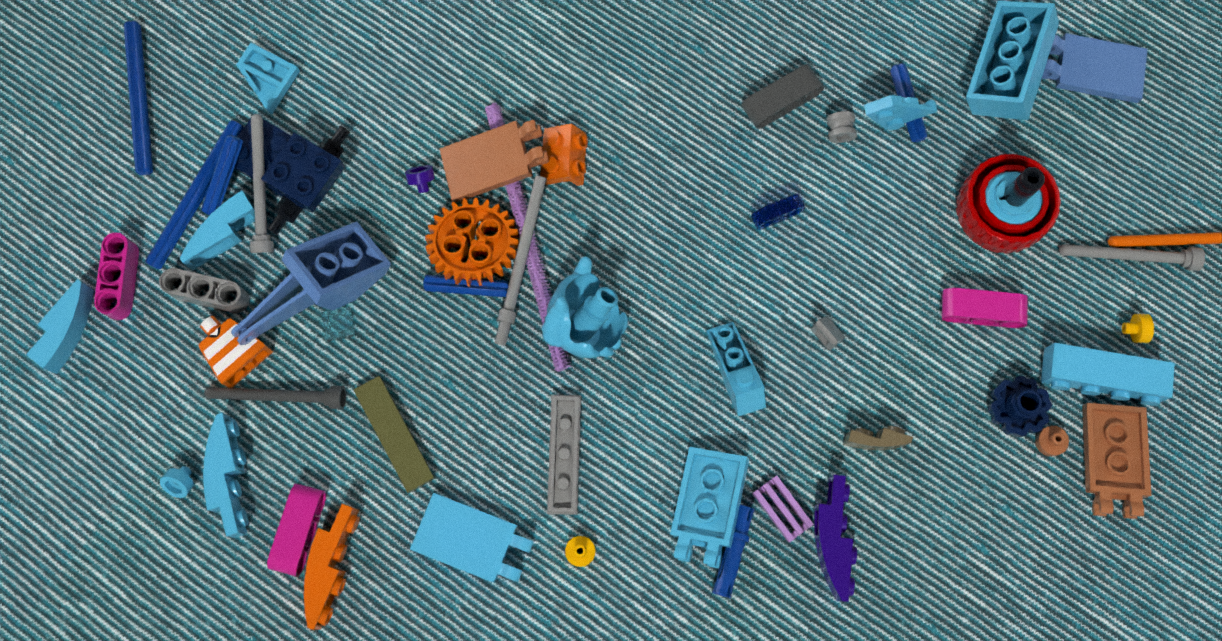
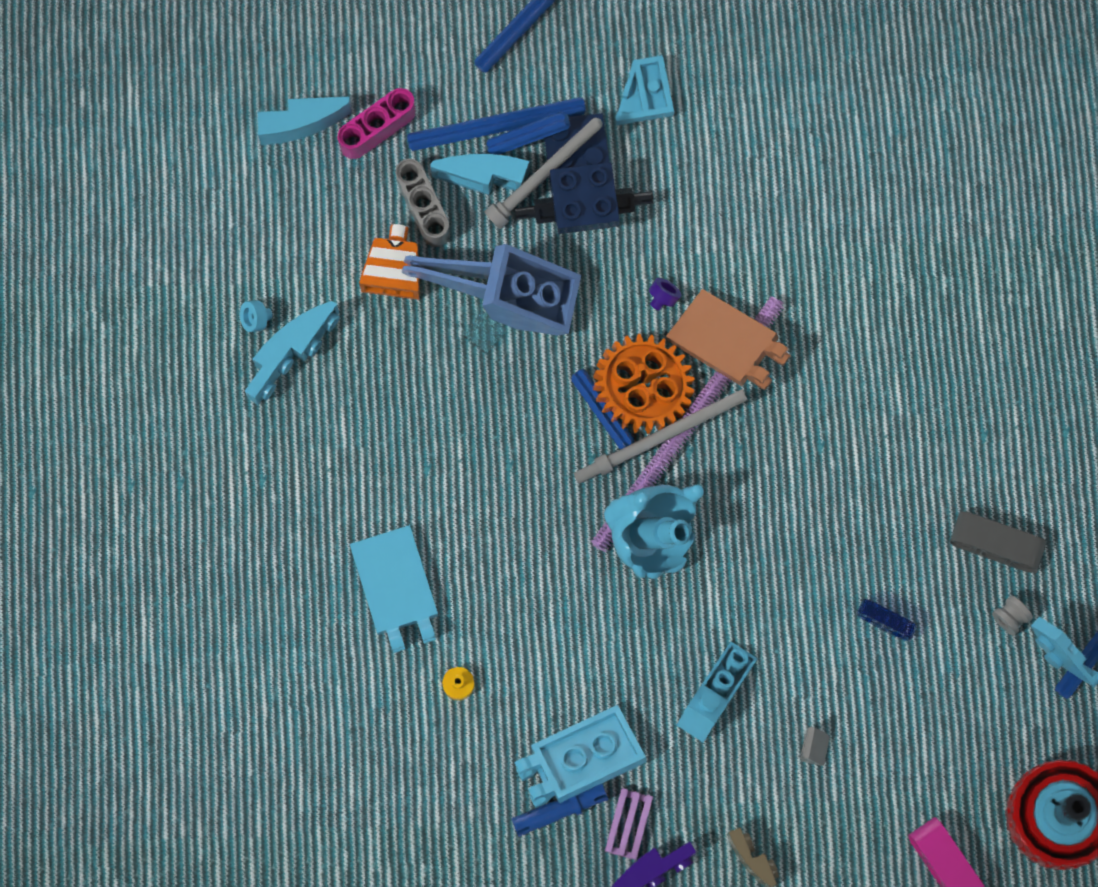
camera: 50 degrees right, 0 degrees up
(296, 530) = (293, 441): dark pink beam -> none
(322, 578) = (272, 493): orange slope -> none
(333, 397) = (420, 380): dark grey piece -> none
(394, 434) = (431, 454): olive tile -> none
(564, 455) = (527, 606): light grey tile -> none
(566, 154) = (785, 398): orange bracket -> none

